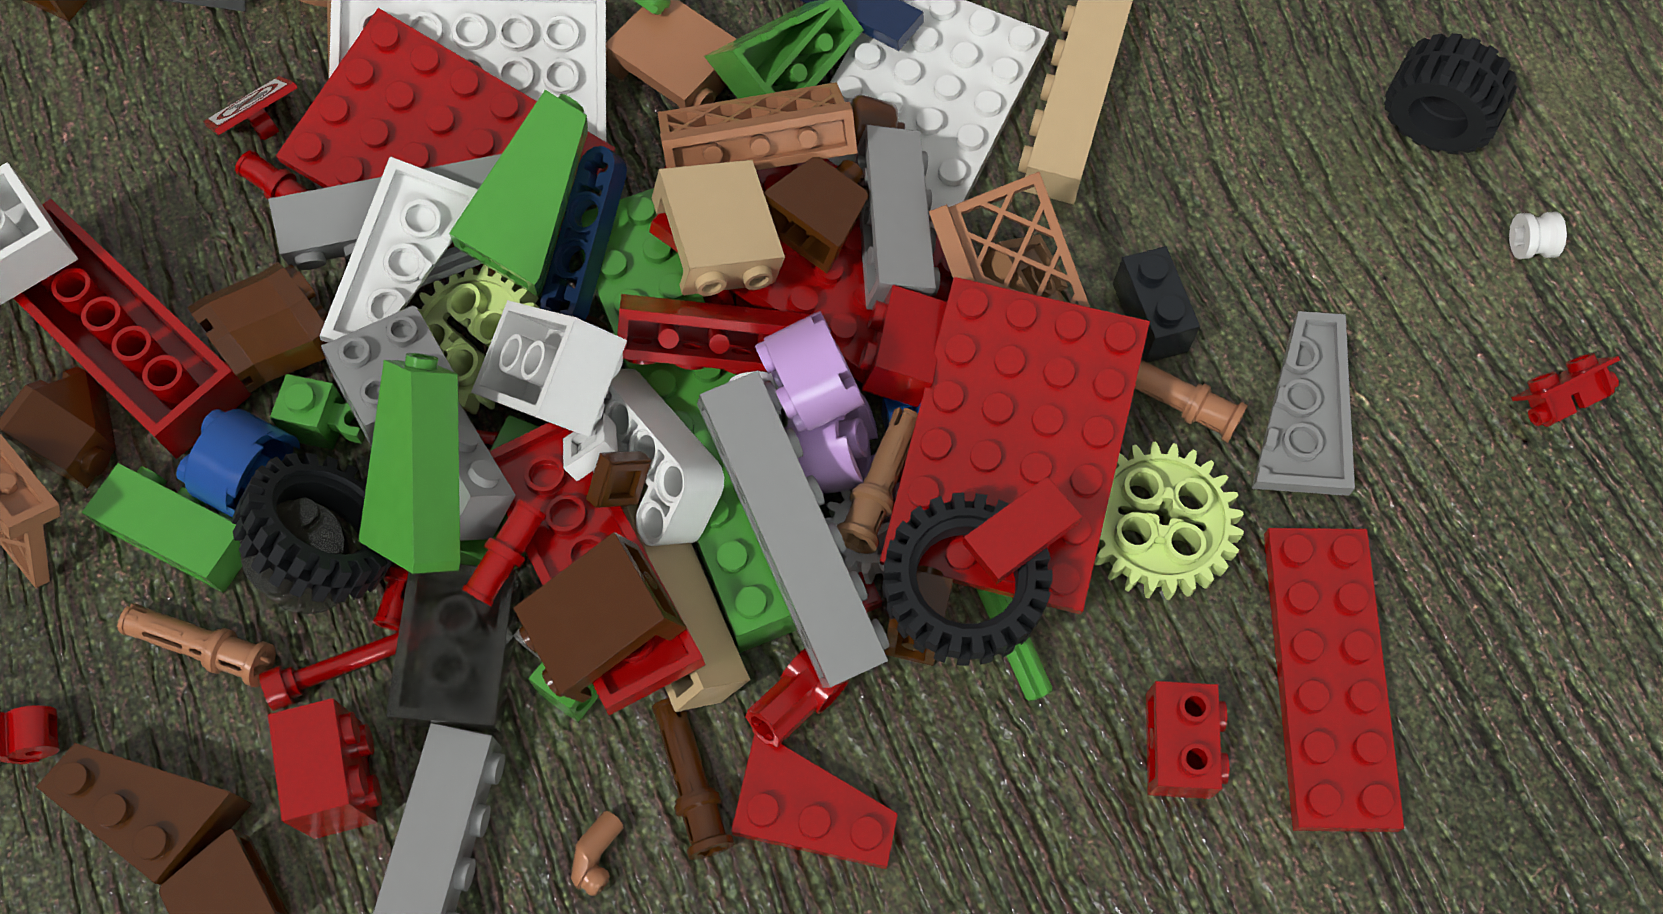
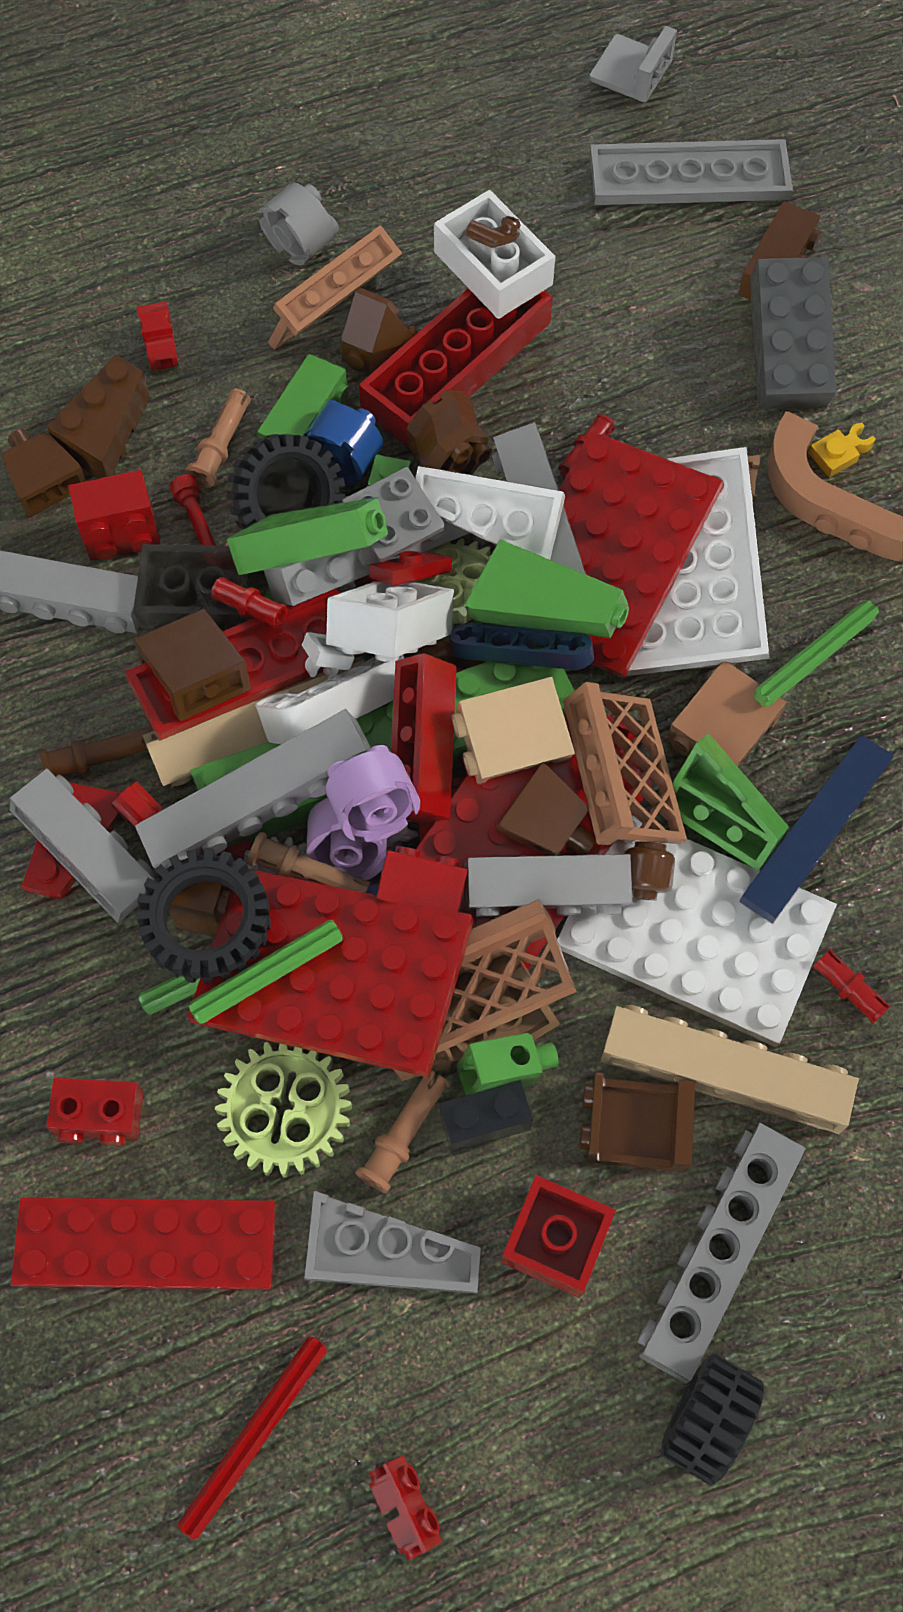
camera: 90 degrees right, 0 degrees up
(252, 108) = (652, 418): red piece -> none
(467, 358) = (410, 567): none -> red plate
(588, 851) = (50, 688): nougat arm -> none
(618, 479) = (299, 671): reddish brown tile -> none
(837, 776) = (81, 843): none -> light grey brick
(1018, 480) = (265, 971): none -> bright green axle
(1022, 530) = (229, 947): red tile -> none
(1105, 272) = (503, 1062): none -> bright green torso
(1144, 159) = (639, 1123): none -> reddish brown panel
(1273, 92) = (779, 1160): none -> light grey brick
(1282, 233) = (558, 1236): none -> red brick
(1525, 544) = (251, 1438): none -> red axle
(1537, 235) = (569, 1503): white wheel -> none

